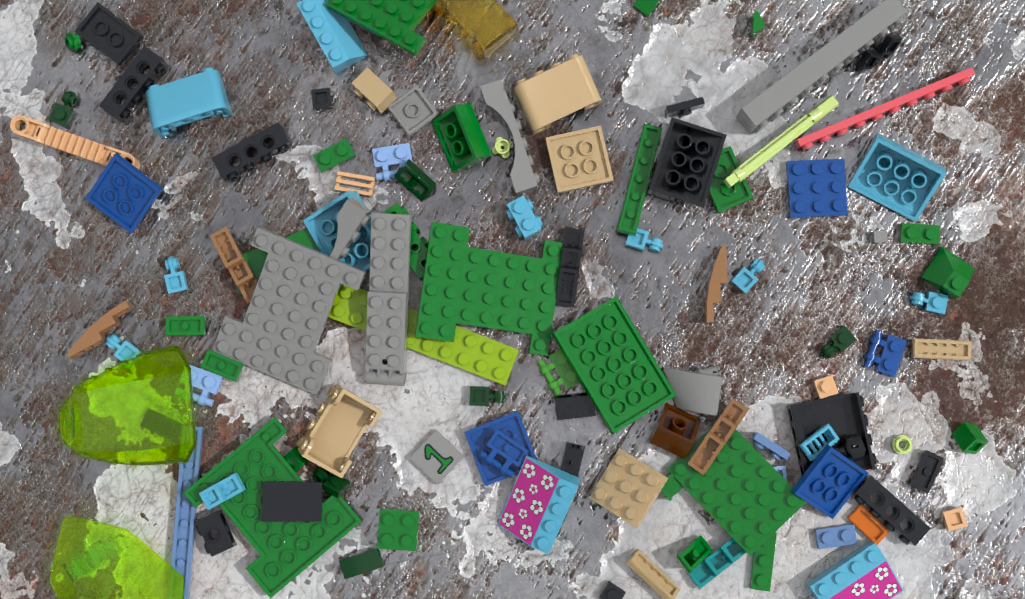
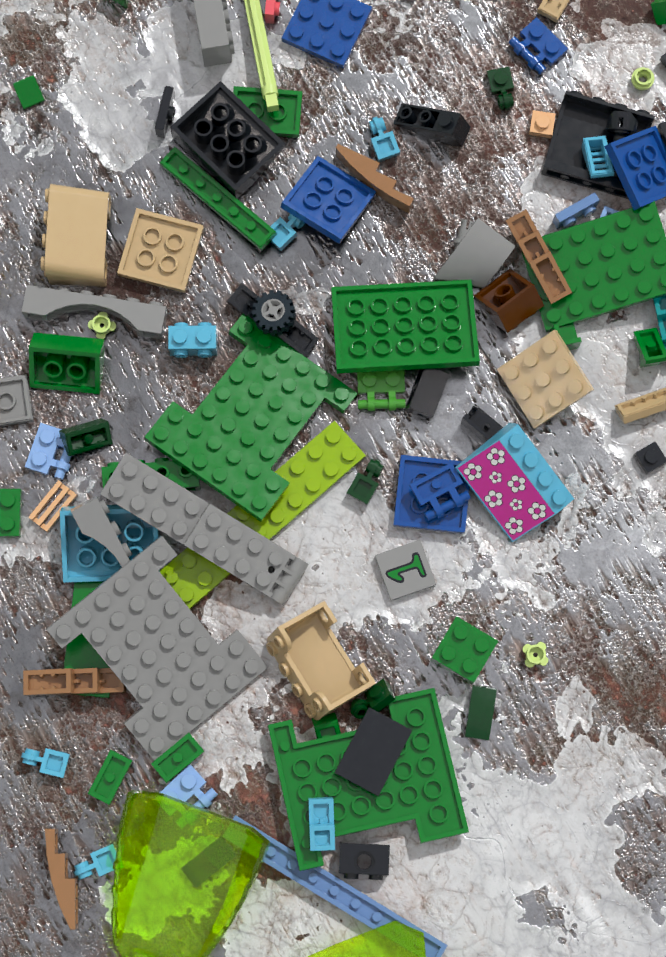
camera: 70 degrees left, 5 degrees down
(418, 582) = (540, 650): none -> yellowish green plate
(576, 259) = (270, 305): none -> black wheel
(680, 260) = (328, 199): none -> blue plate
(781, 306) = (434, 124): none -> black slope

